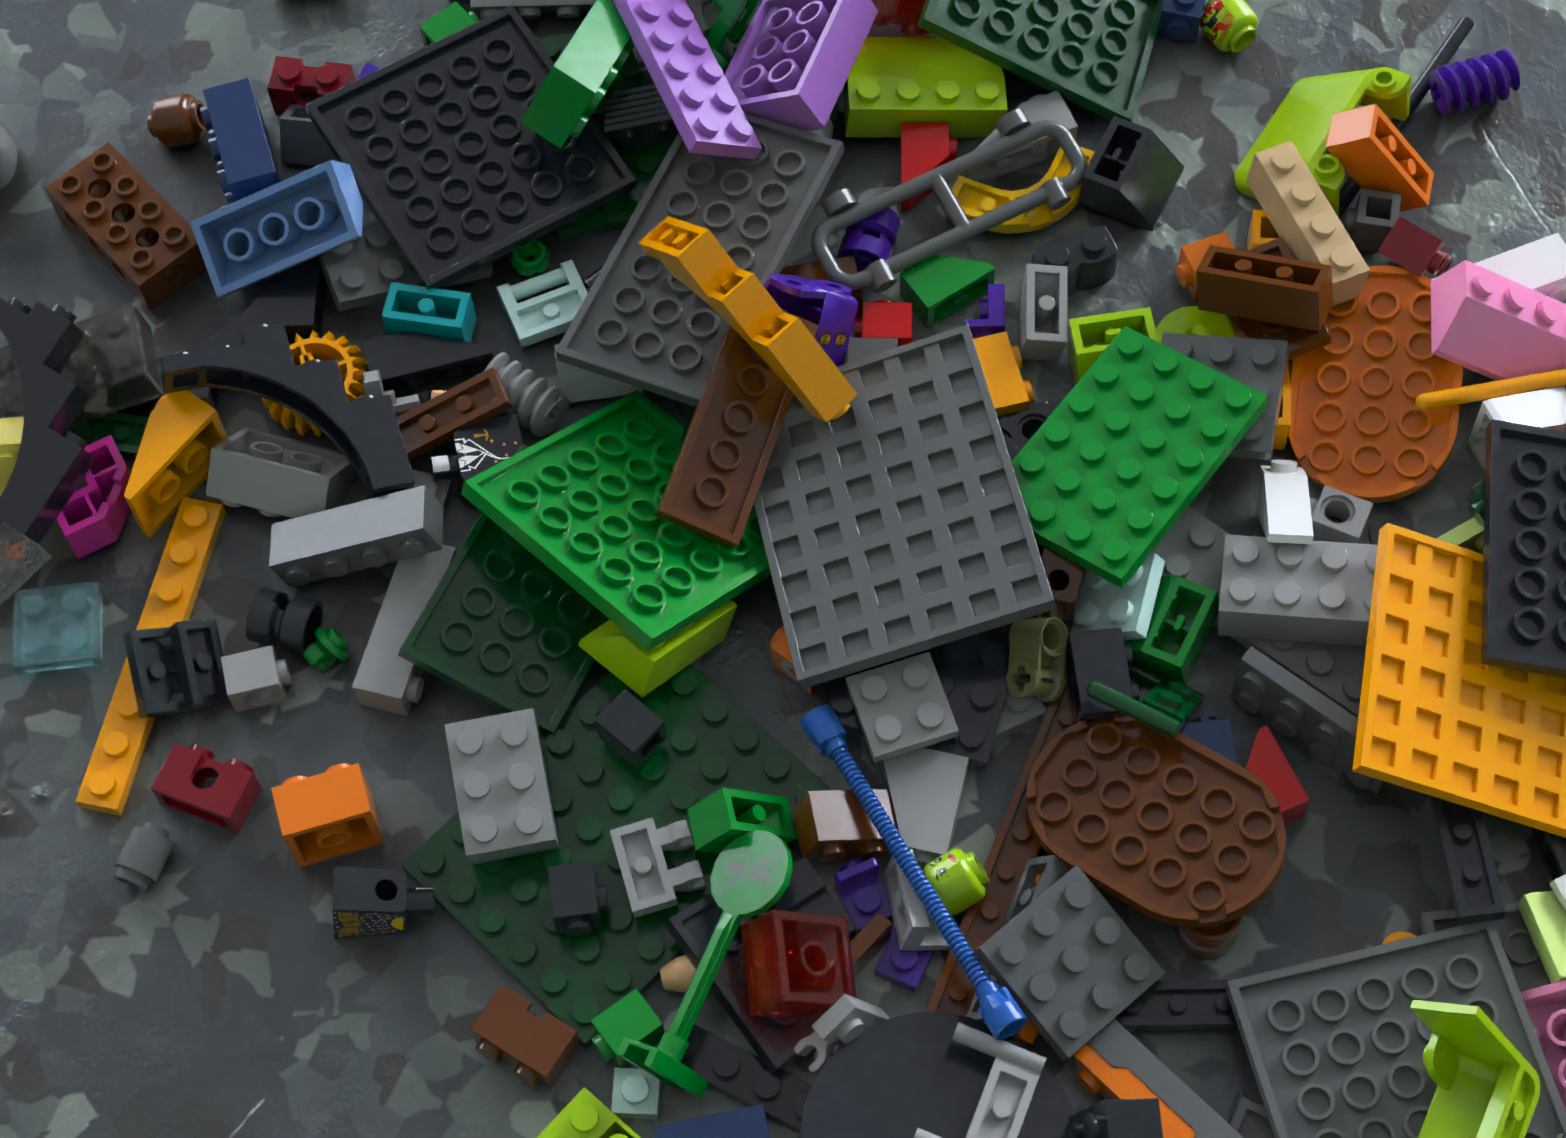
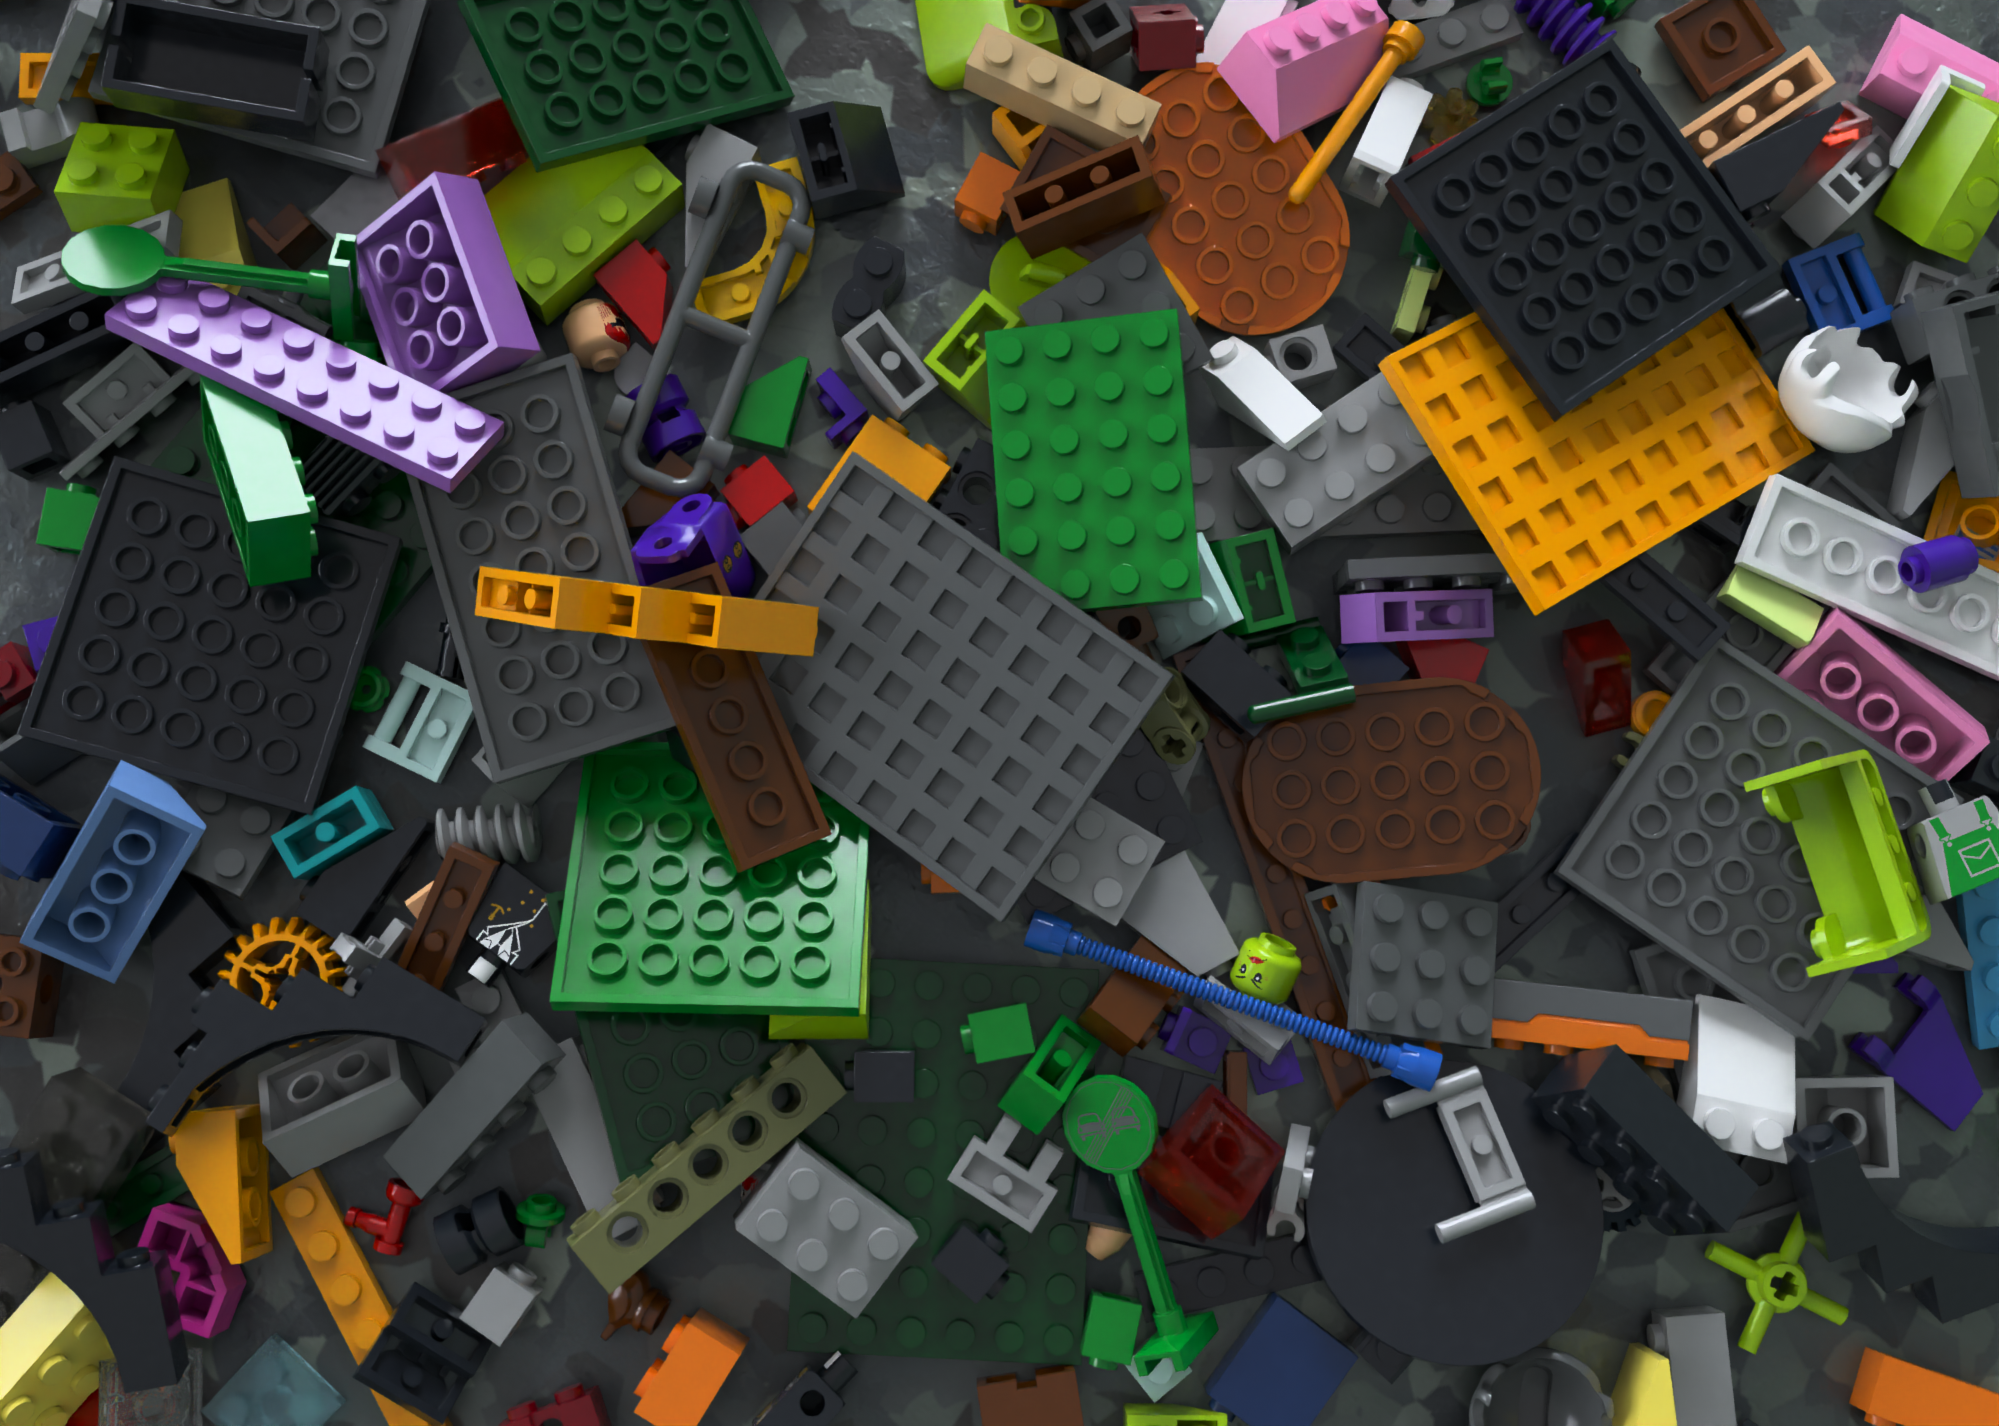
camera: 50 degrees left, 20 degrees up
(231, 580) = (389, 1229): none -> red piece
(335, 741) = (636, 1305): none -> reddish brown animal
(396, 689) = (617, 1260): none -> olive brick
(732, 764) = (998, 1033): none -> green brick
(872, 161) = (596, 334): none -> light nougat head
(1272, 727) = (1416, 615): none -> medium lavender slope
(1378, 892) = (1598, 676): none -> clear red slope

